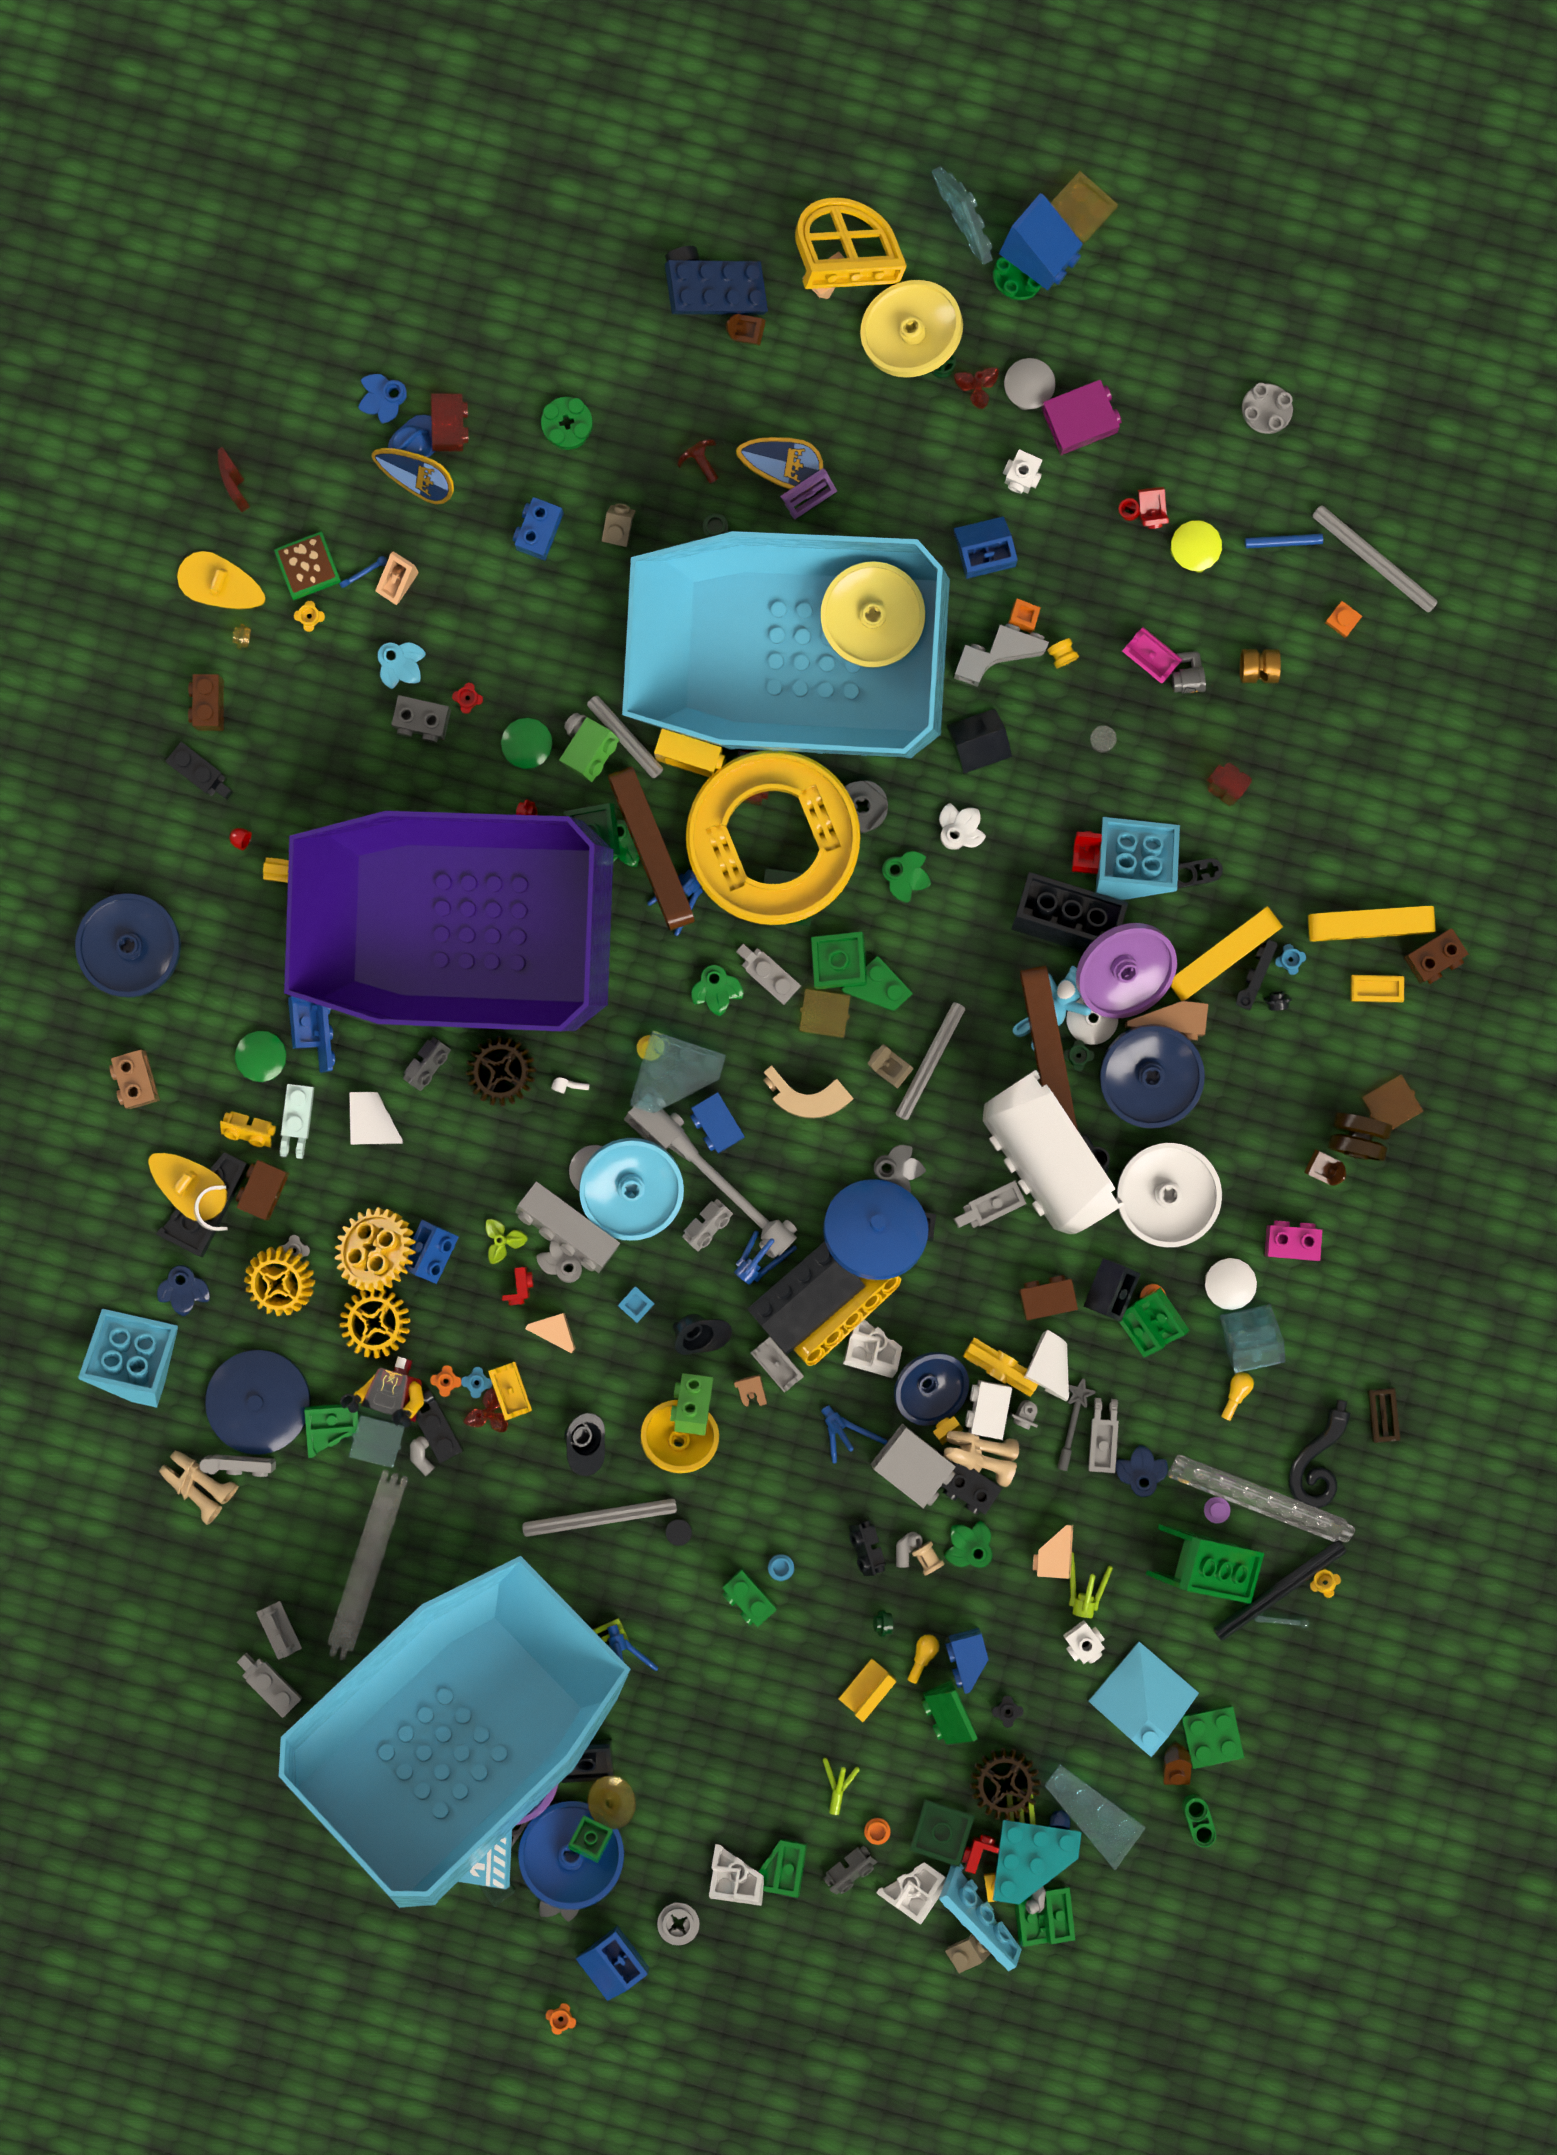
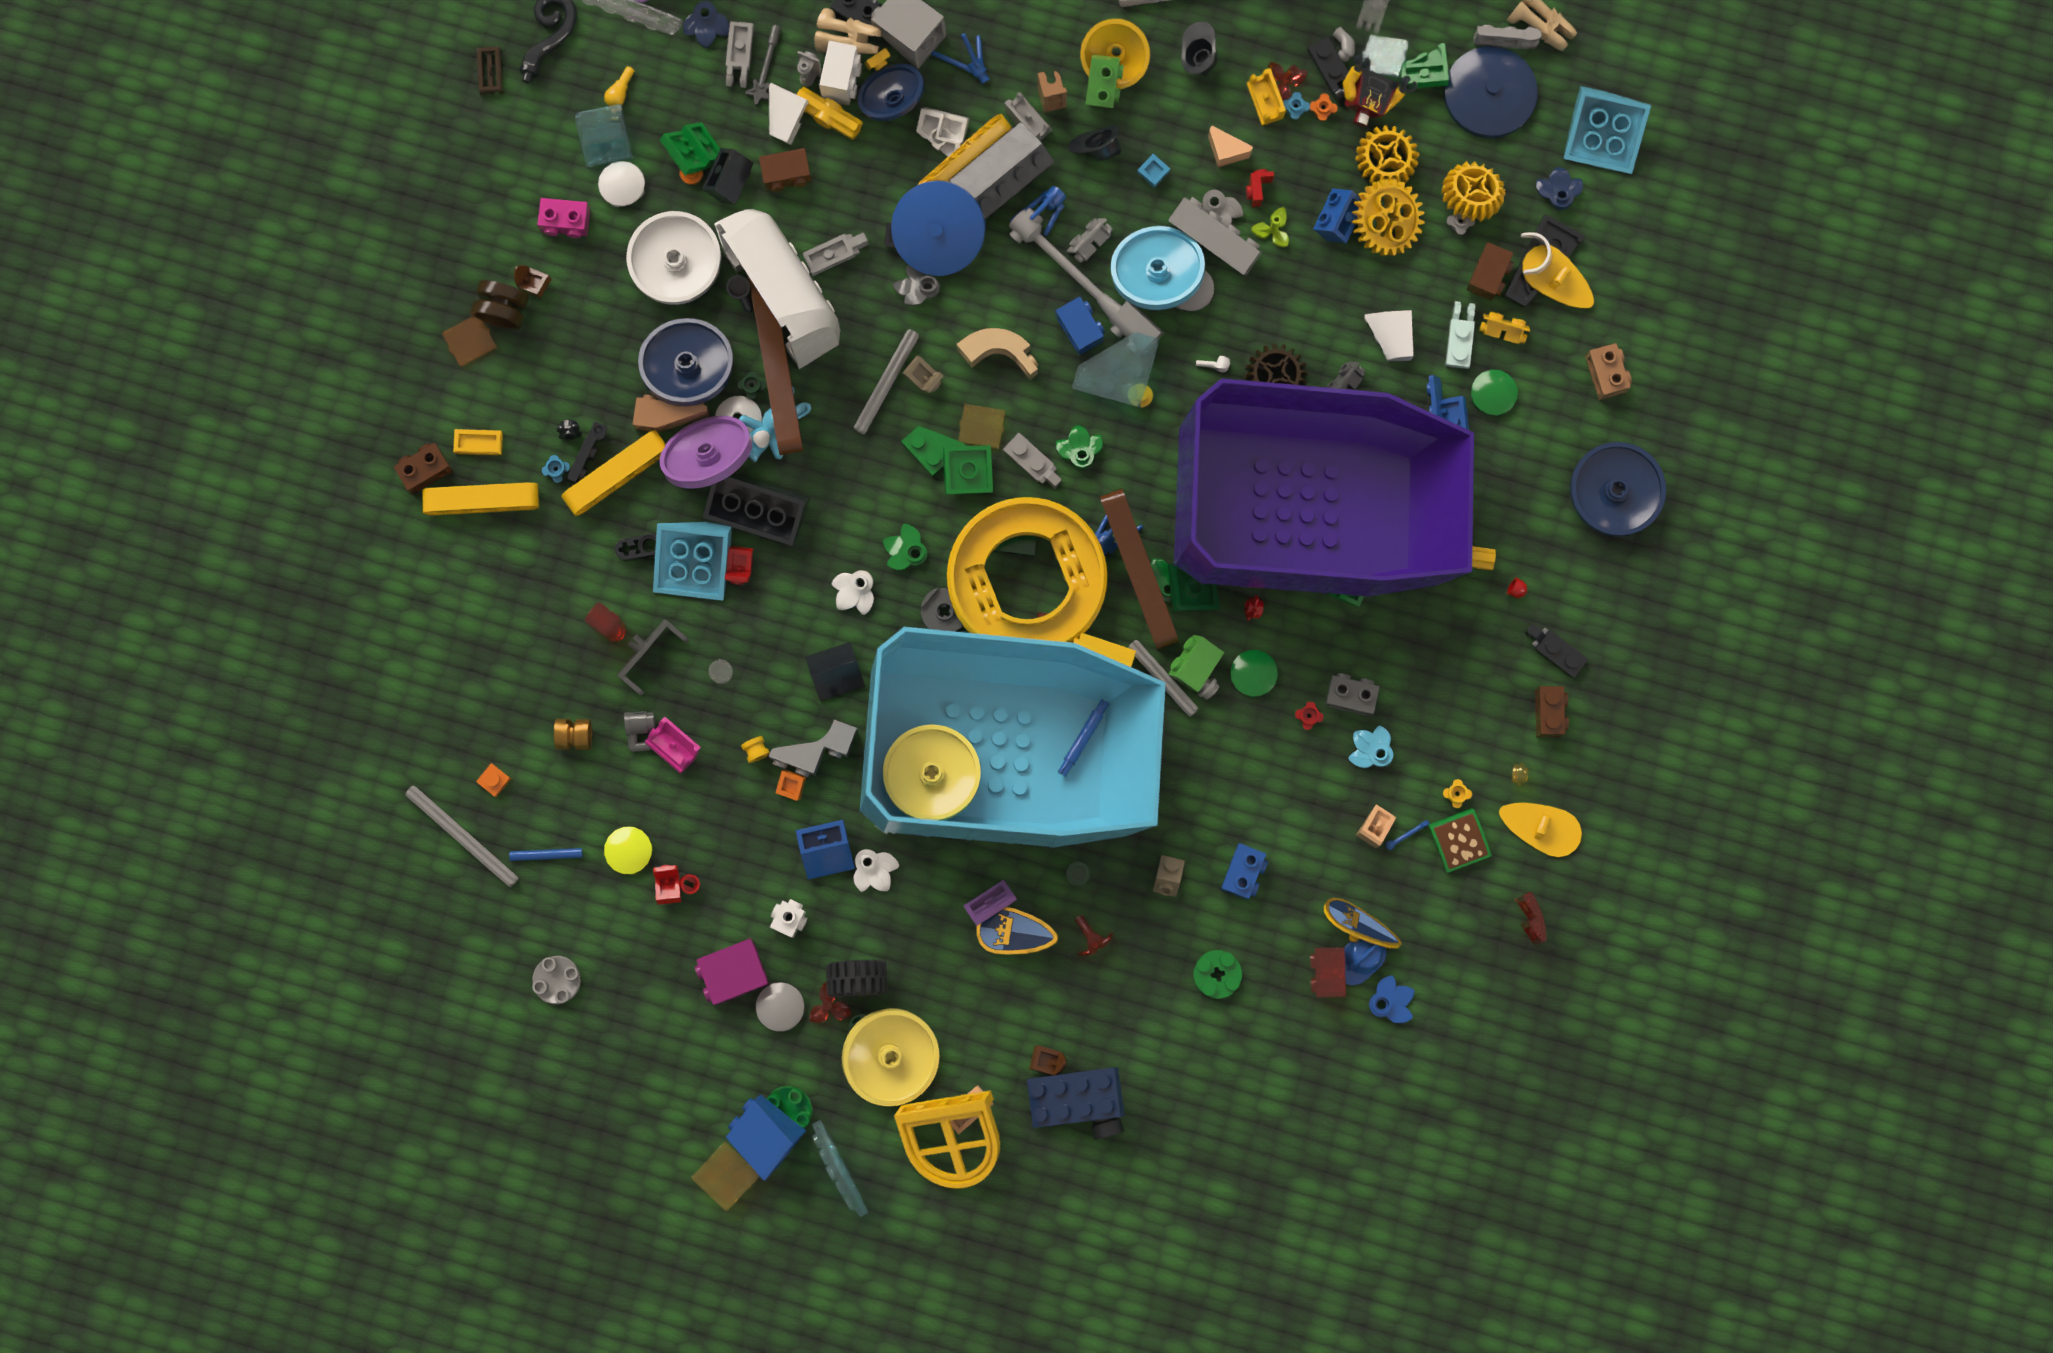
camera: 175 degrees right, 5 degrees down
(710, 665) = (1083, 738): none -> blue piece
(932, 523) = (876, 873): none -> white plate
(948, 406) = (856, 978): none -> black tyre
(1189, 760) = (641, 647): none -> dark grey piece

